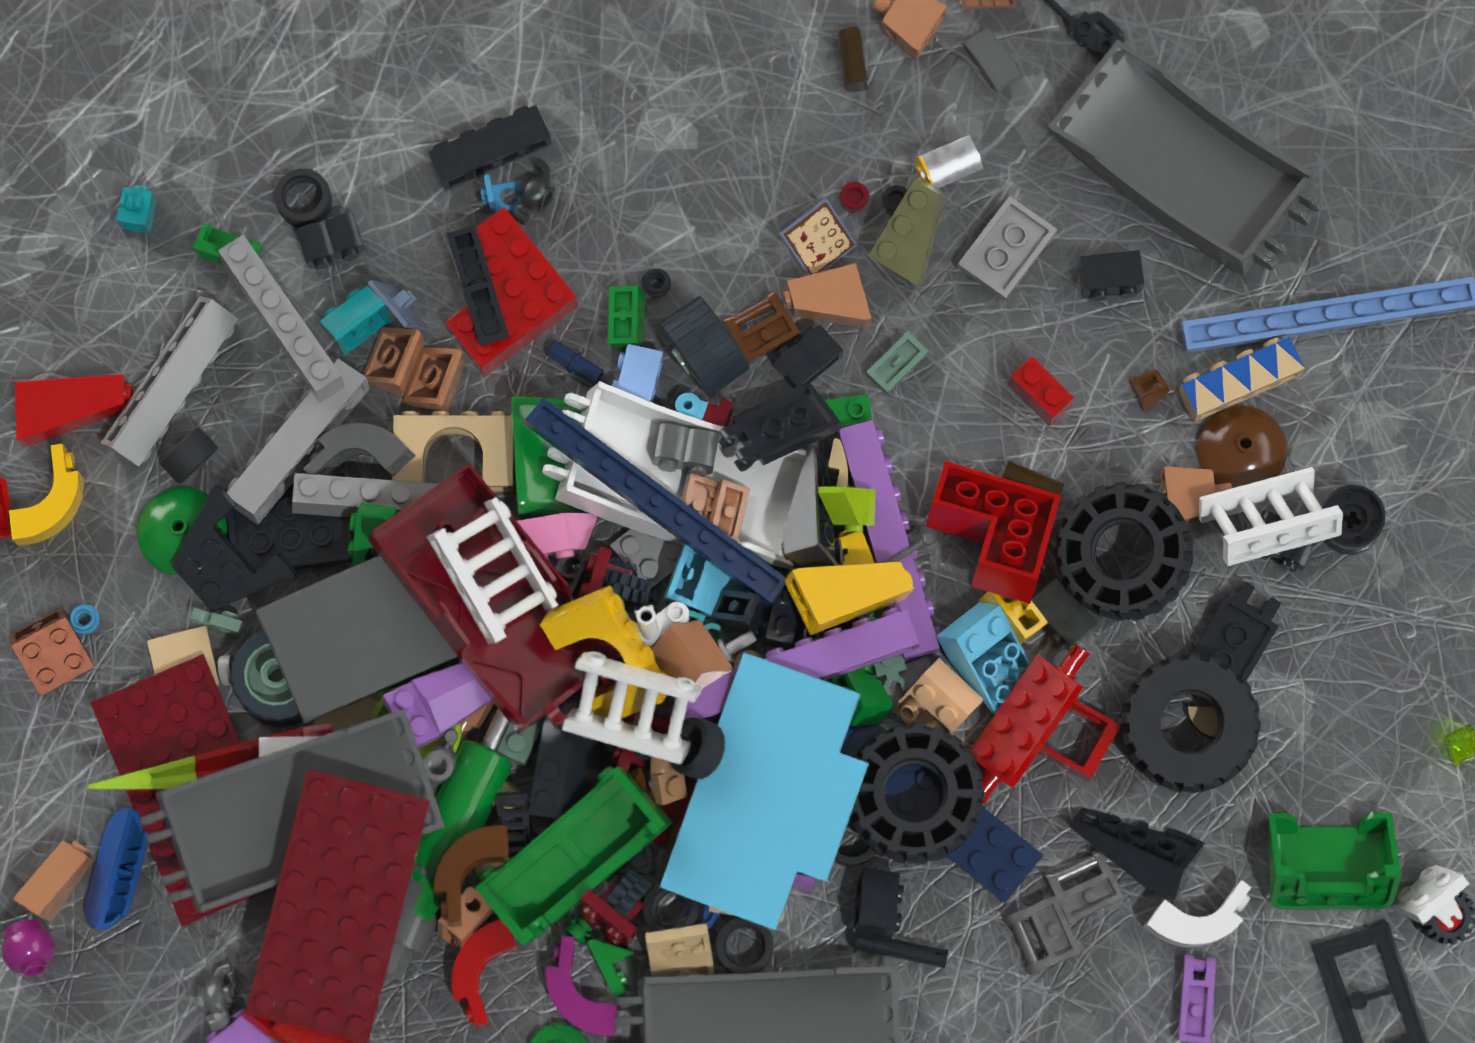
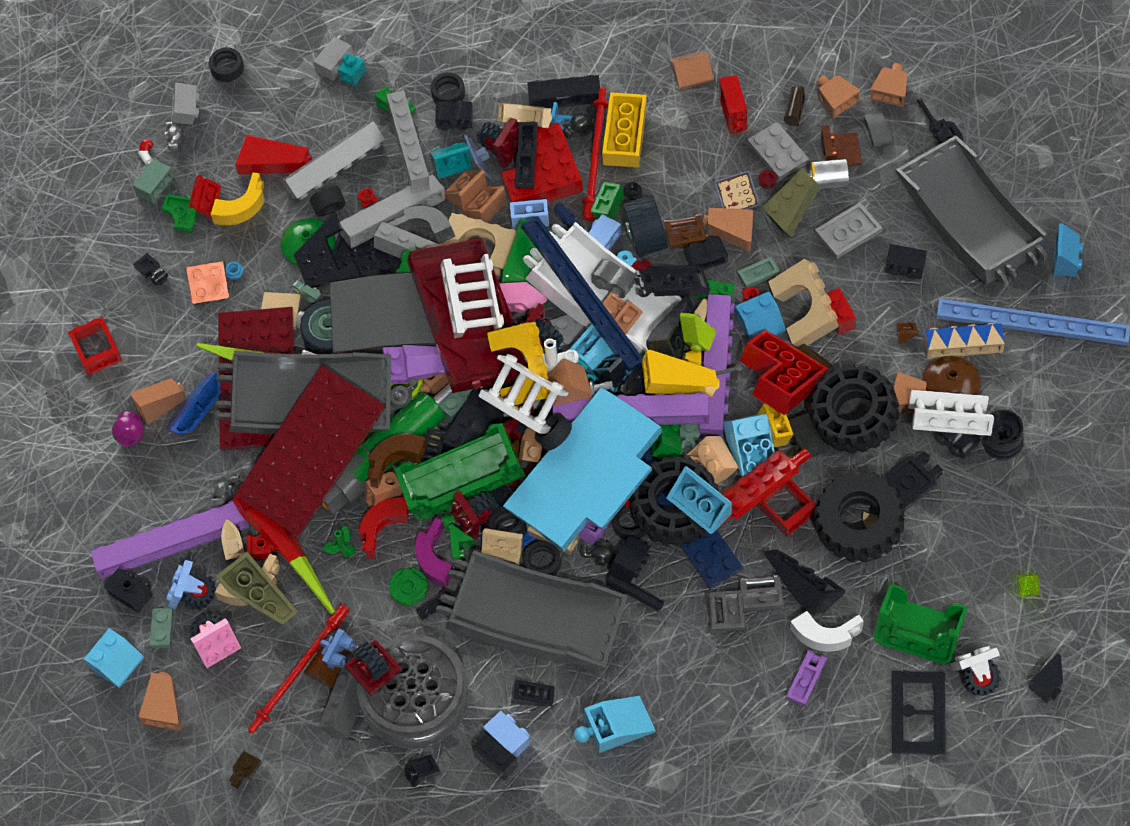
camera: 25 degrees right, 15 degrees down
(99, 199) = (331, 58): none -> light grey brick
(246, 416) = (367, 193): none -> red plate
(419, 1029) = (342, 537): none -> green plant
(423, 265) = (500, 140): none -> dark red plate
(445, 206) = (524, 113): none -> tan arch
(514, 378) = (529, 210): none -> light blue brick
(598, 323) = (588, 202): none -> red bar
(608, 185) = (624, 130): none -> yellow brick
(671, 41) = (692, 69): none -> nougat slope
(761, 90) = (733, 104): none -> red window
(828, 905) = (601, 553): none -> pearl dark grey piece
(853, 143) = (778, 150): none -> light grey plate
(902, 398) = (750, 292): none -> red plate
(927, 441) = (759, 315): none -> dark azure slope
(947, 111) = (840, 146): none -> copper bracket
(959, 795) = (700, 501): none -> medium azure slope
(1023, 415) = (821, 317): none -> tan arch
(1343, 185) = (1067, 252): none -> dark azure slope

